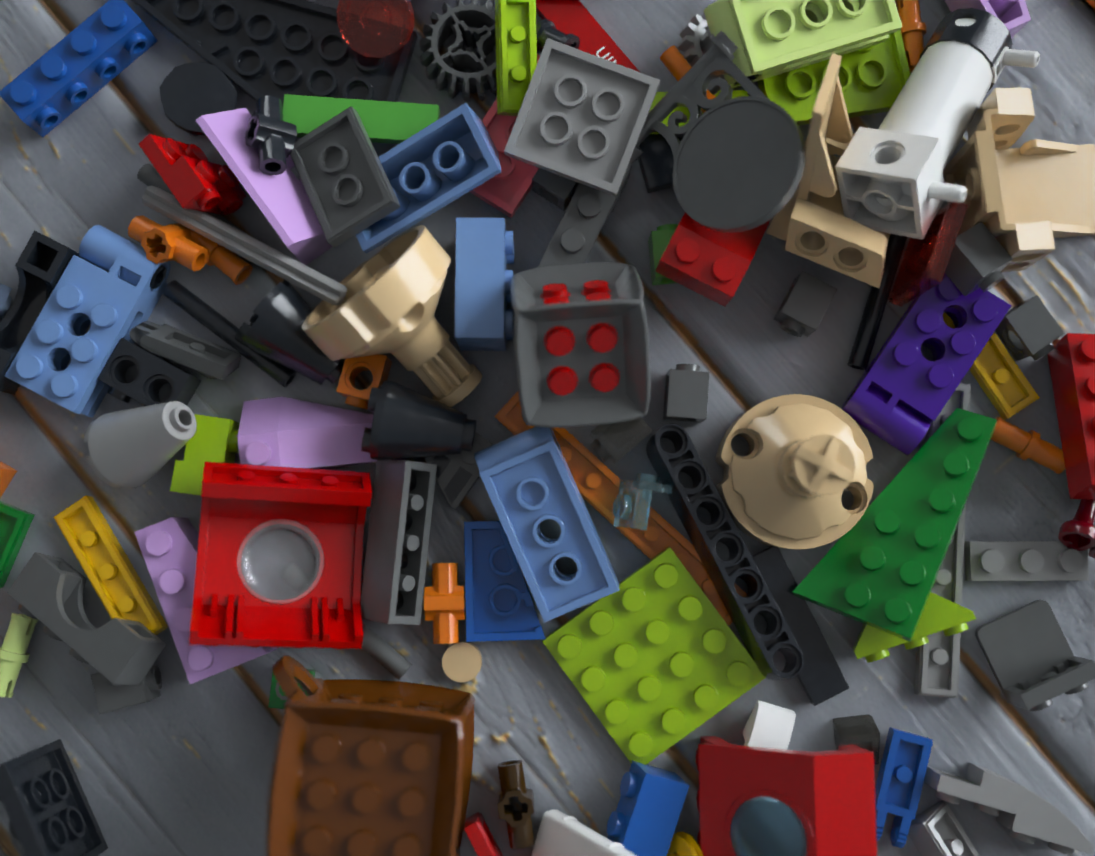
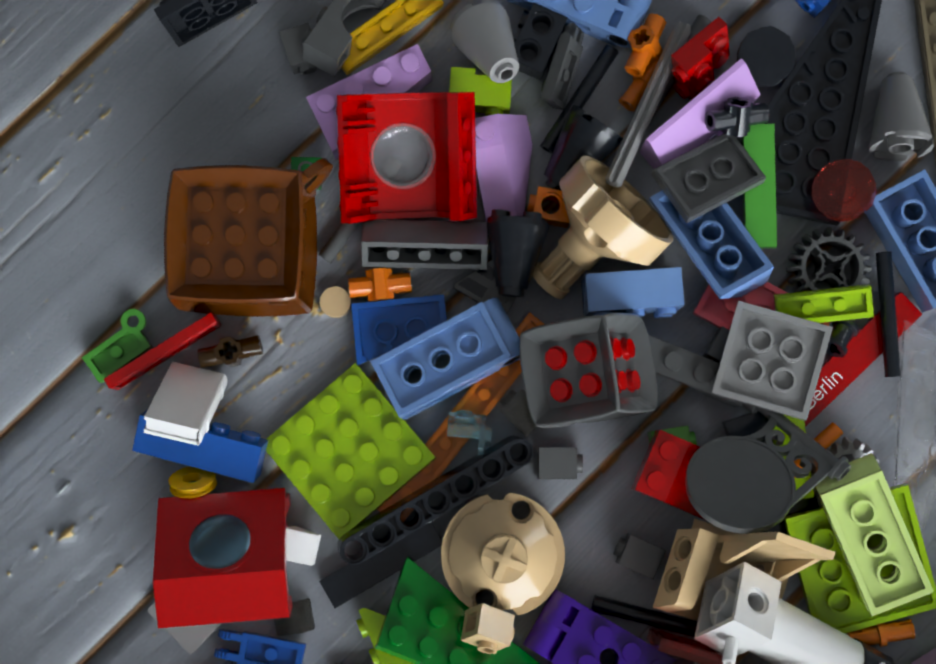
camera: 90 degrees right, 0 degrees up
(892, 496) = (488, 628): none -> tan brick

